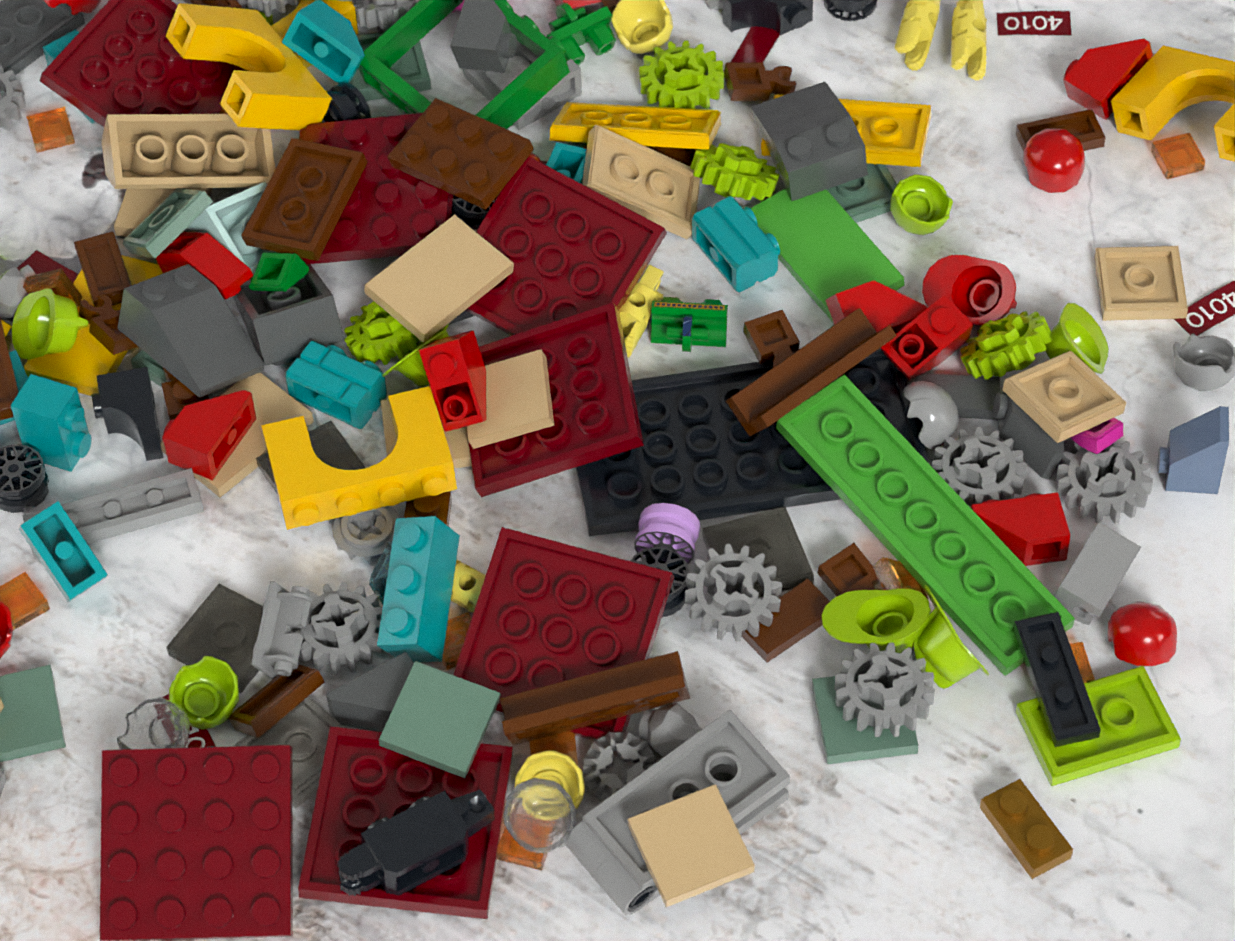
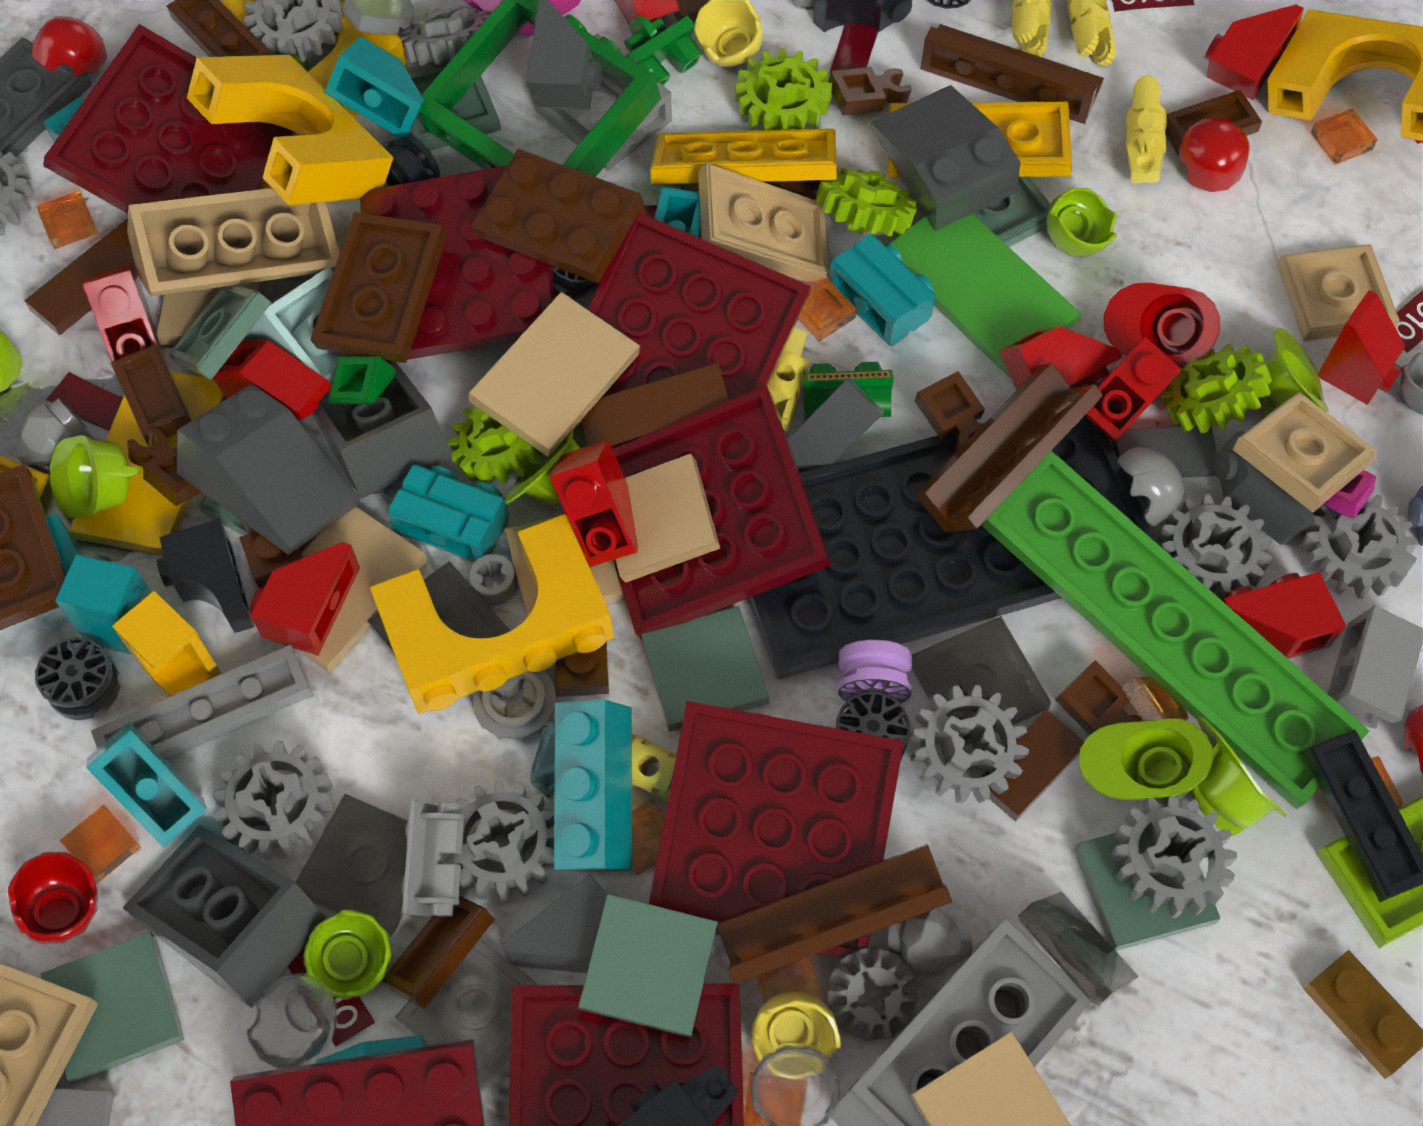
camera: 10 degrees left, 10 degrees up
(54, 280) = (93, 423): clear orange tile -> none
(60, 179) = (63, 297): none -> reddish brown tile
(87, 203) = (121, 311): none -> slope
(90, 454) = (165, 645): none -> yellow panel
(112, 656) = (226, 913): none -> dark grey slope
(139, 580) = (250, 794): none -> light grey gear
(362, 427) = (489, 564): none -> light grey bush
(520, 312) = (653, 406): none -> reddish brown tile
(530, 508) = (705, 664): none -> sand green tile
(668, 344) = (833, 426): none -> dark grey tile
(683, 257) = (826, 310): none -> clear orange tile
(790, 745) = (1077, 947): none -> clear smoke tile
(887, 77) = (1008, 71): none -> reddish brown fence
(997, 136) = (1145, 132): none -> light yellow hinge
(1142, 327) = (1365, 352): none -> red slope

